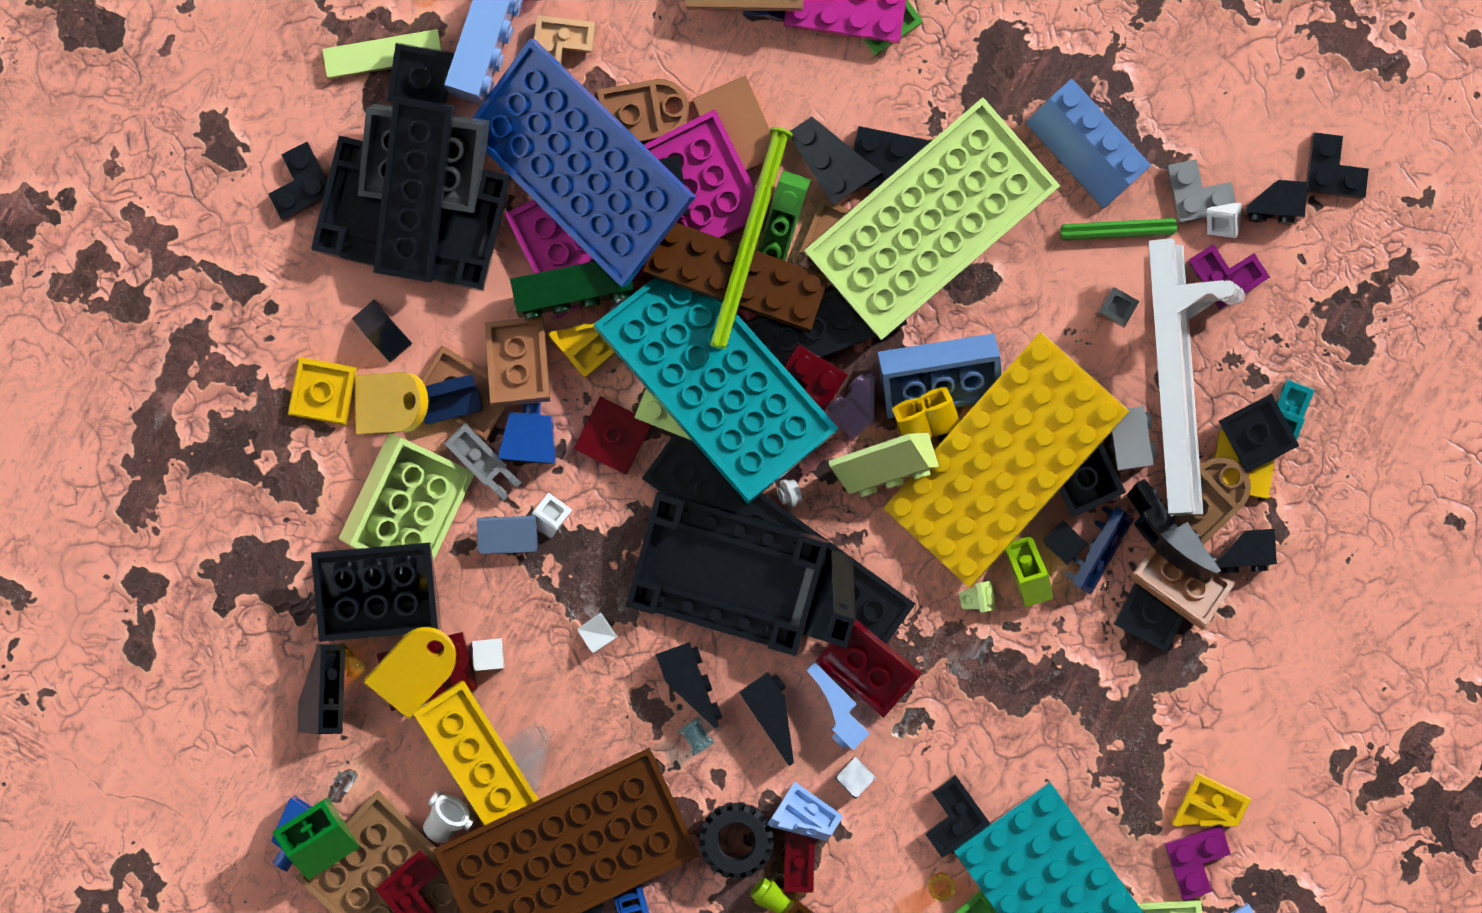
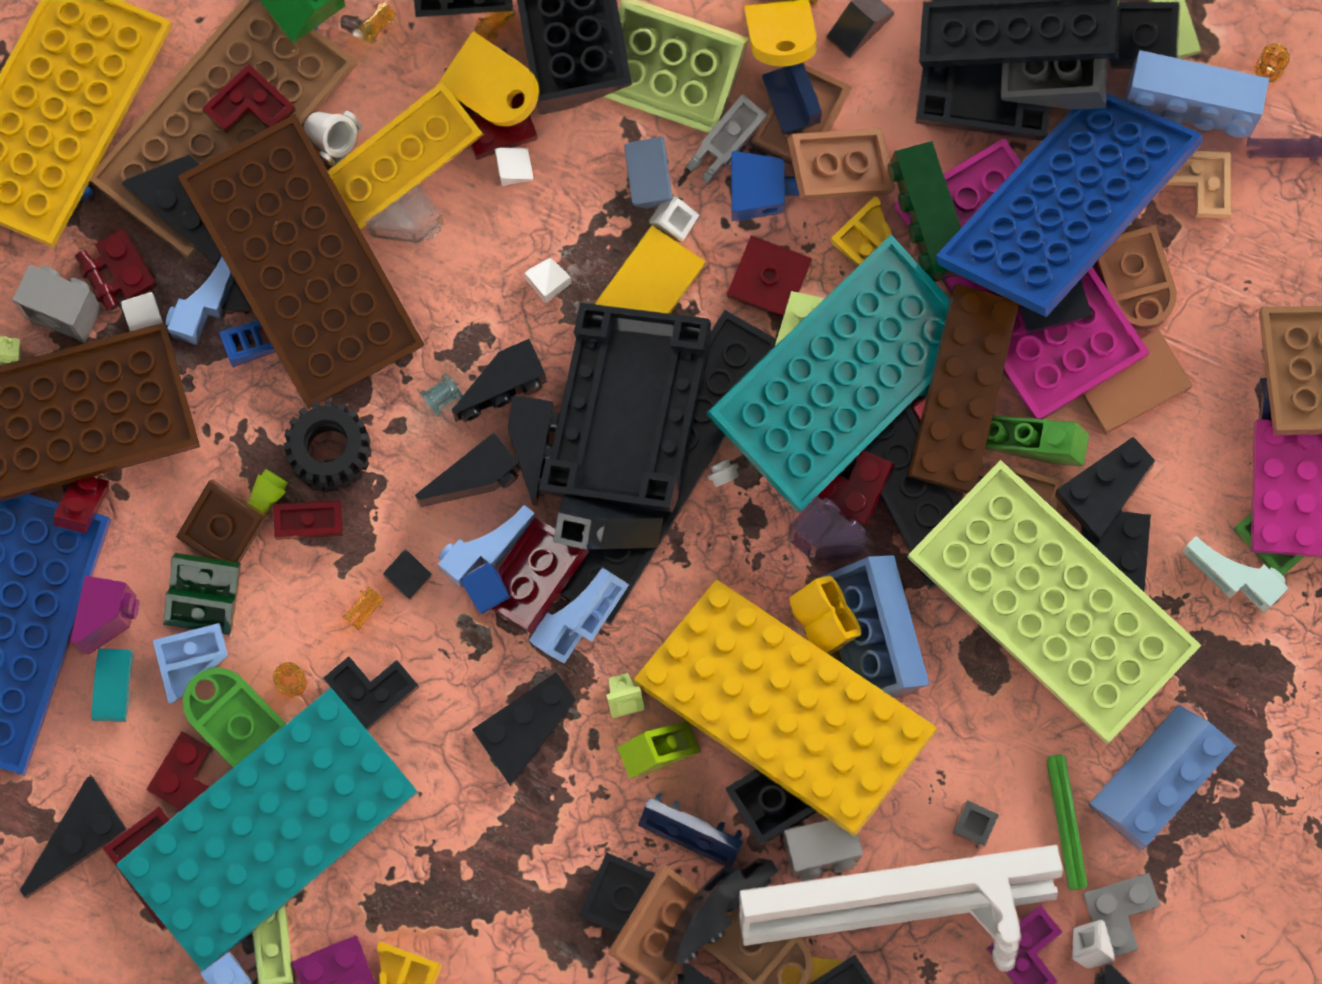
camera: 85 degrees right, 10 degrees down
(339, 769) = (376, 21): none -> clear yellow pin
(605, 540) = (653, 275): none -> yellow tile
(740, 660) = (529, 432): none -> black slope
(750, 237) = (1008, 397): lime axle -> none
(805, 814) = (361, 519): light blue wing -> none
(877, 710) = (485, 587): none -> blue slope
(881, 817) = (365, 606): none -> clear yellow pin
(886, 464) = (767, 569): yellowish green slope -> none
(913, 627) = (583, 617): none -> light blue slope
(929, 38) = (1260, 585): none -> light aqua slope
(996, 685) = (524, 725): none -> black wing
(1064, 542) = (696, 788): black slope -> none

